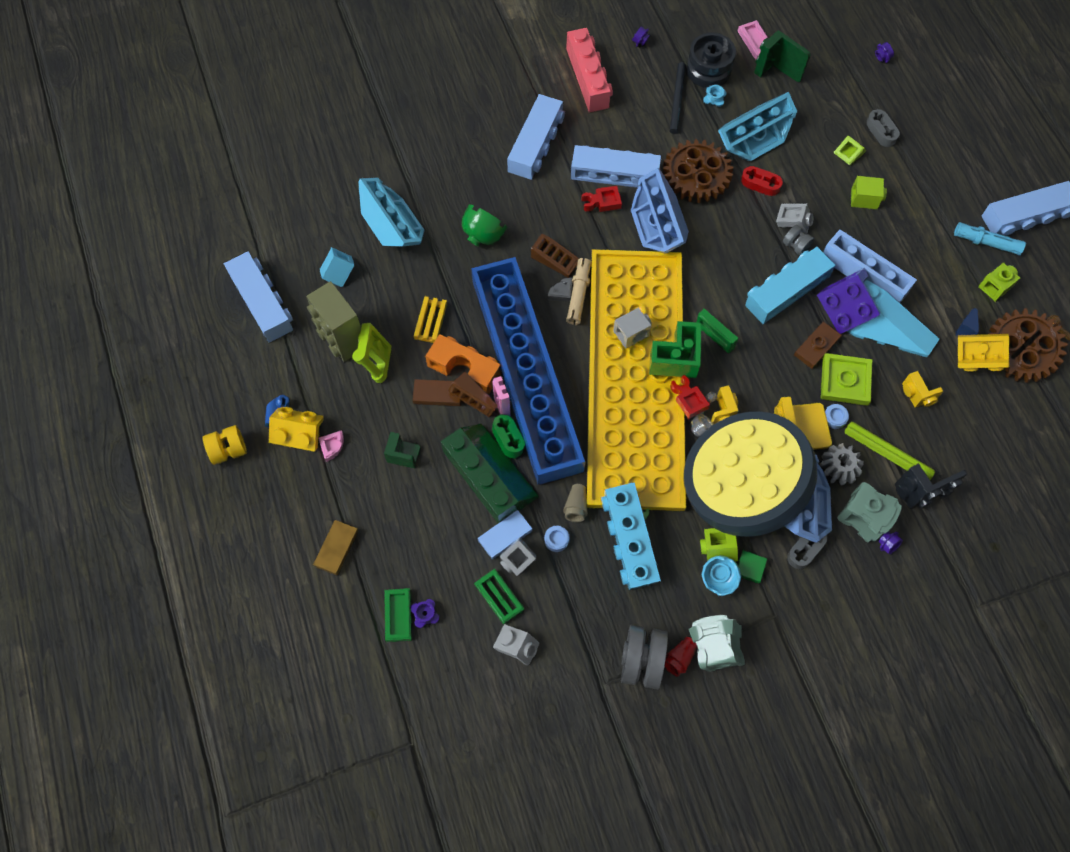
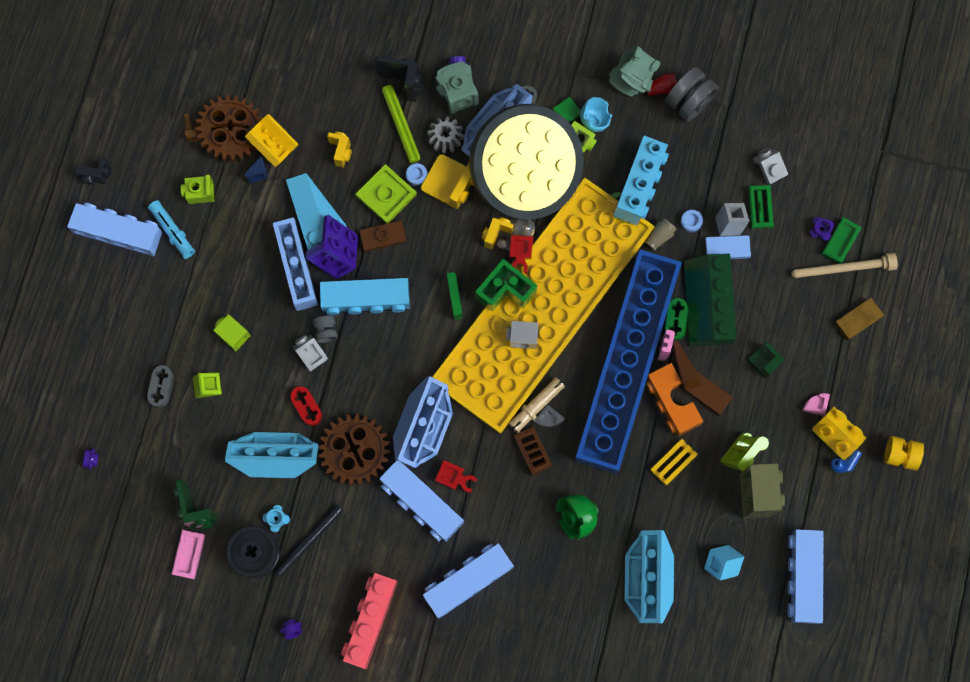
camera: 145 degrees left, 10 degrees up
(339, 620) = (887, 262): none -> tan piece

